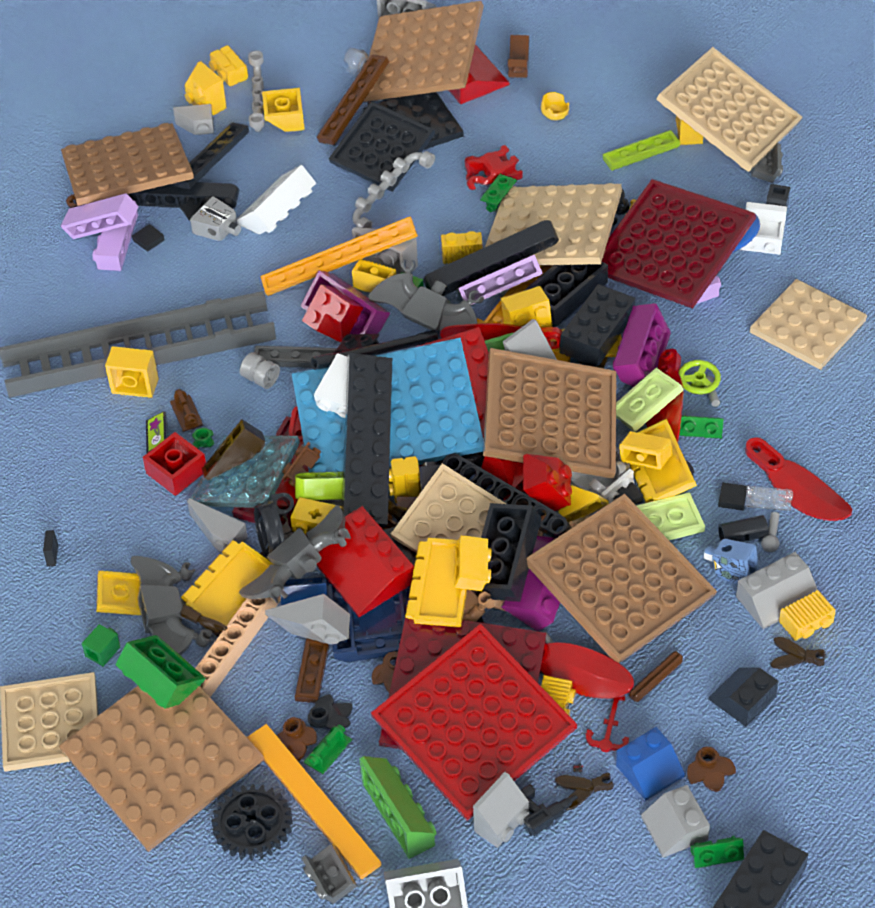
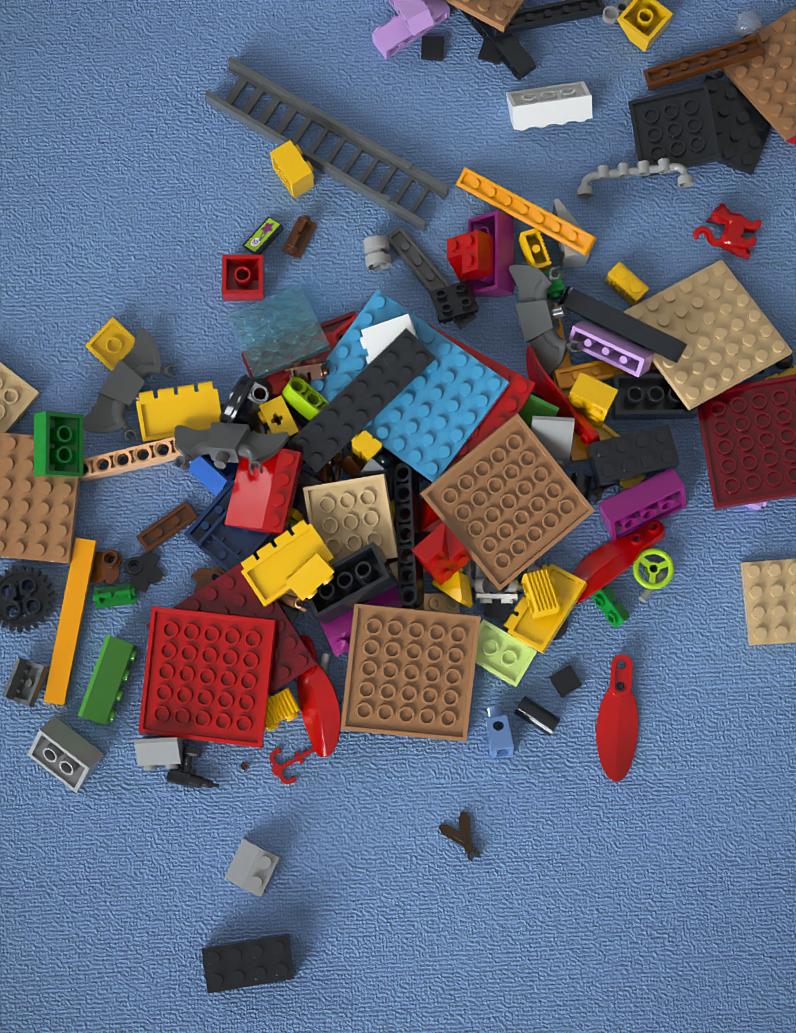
camera: 45 degrees right, 30 degrees up
(50, 548) = (105, 265): black piece -> none
(101, 645) = (64, 374): green brick -> none
(203, 438) = (287, 265): green plate -> none
(210, 624) = (130, 416): dark brown piece -> none
(215, 220) = (489, 81): light grey torso -> none
(217, 526) = (219, 359): light grey slope -> none
(236, 449) = (282, 312): dark brown slope -> none
(313, 619) = (187, 504): light grey slope -> none
(421, 338) = (411, 305): black piece -> none
(497, 191) = (709, 259): green hinge -> none
(583, 786) = (232, 783): dark brown piece -> none
(646, 399) = (593, 551): yellowish green plate -> none
(649, 763) = (283, 814): blue slope -> none
(655, 676) = (360, 757): reddish brown axle -> none
(712, 771) = (314, 857): reddish brown plate -> none
(723, 851) = (261, 917): green hinge -> none
(746, 694) = (395, 828): black slope -> none
(768, 498) = (584, 709): clear hinge -> none
(770, 542) = (547, 742): light grey bar -> none
(775, 588) = (503, 784): light grey slope -> none
(807, 615) = (499, 820): yellow brick -> none

